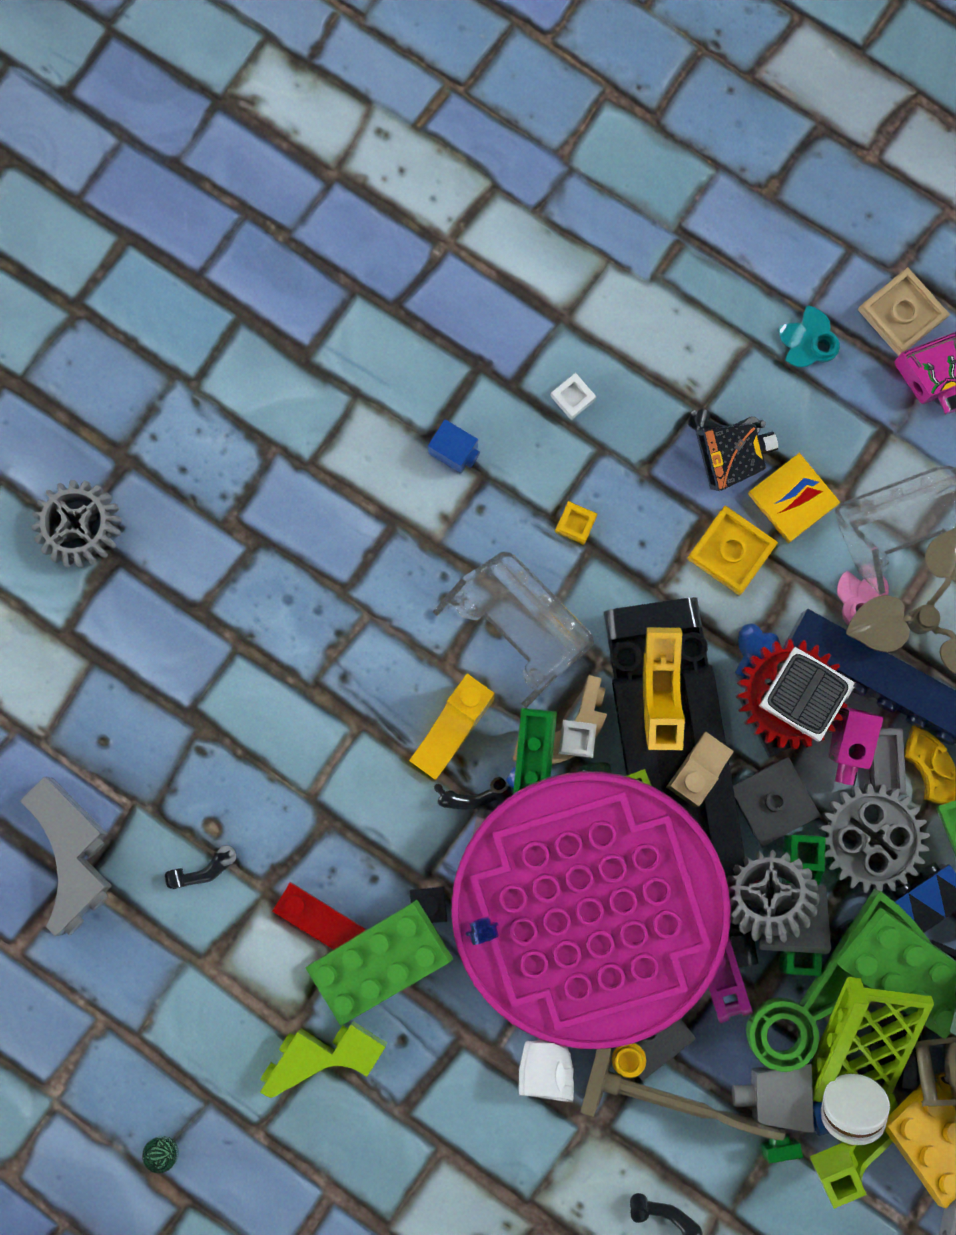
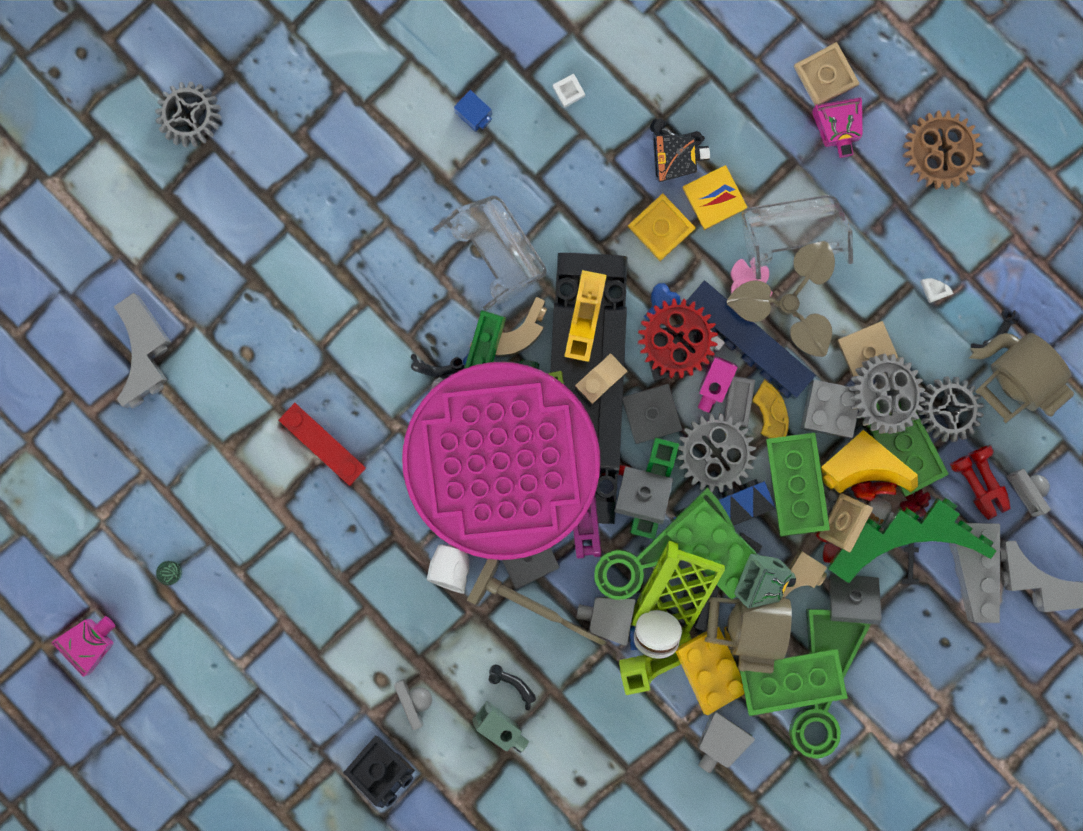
camera: 10 degrees right, 5 degrees up
(223, 859) = (249, 377): black piece -> none
(307, 1055) = (282, 525): lime arch -> none
(379, 963) = (346, 470): bright green plate -> none
(432, 901) = (389, 437): black brick -> none
(453, 726) = (436, 310): yellow arch -> none
(482, 931) = (422, 459): clear blue plate -> none
(576, 523) = (552, 184): yellow tile -> none
(577, 739) = (518, 340): white tile -> none
(629, 1060) = (508, 571): yellow plate -> none
(743, 892) = (635, 486): light grey gear -> none
(781, 1150) = (602, 653): green plate -> none
(805, 337) = (749, 79): teal plate -> none
(806, 694) = (685, 339): tile -> none

